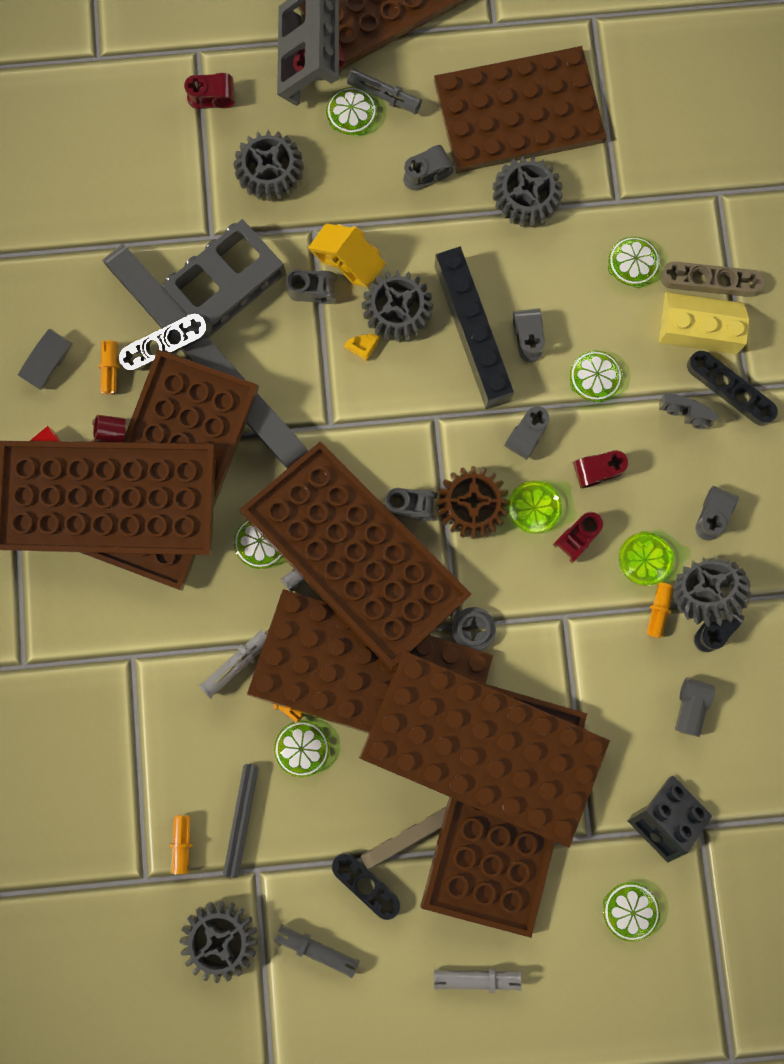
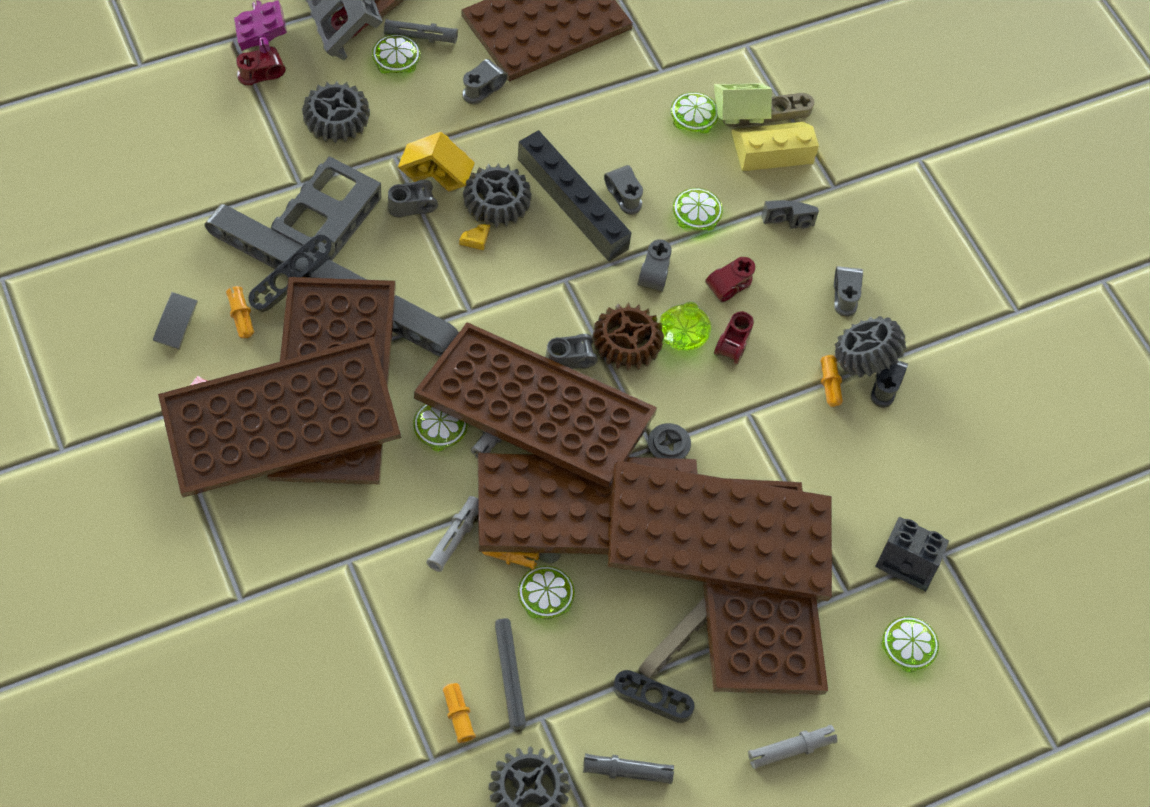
camera: 25 degrees left, 20 degrees down
(108, 429) = (261, 354): dark red piece -> none
(223, 45) = (260, 25): none -> magenta plate
(533, 179) = (579, 87): dark grey gear -> none
(645, 558) = (801, 342): clear neon green dish -> none
(686, 268) = (743, 102): none -> yellowish green slope
(695, 700) = (894, 446): dark grey piece -> none
(734, 384) = (818, 193): black beam -> none

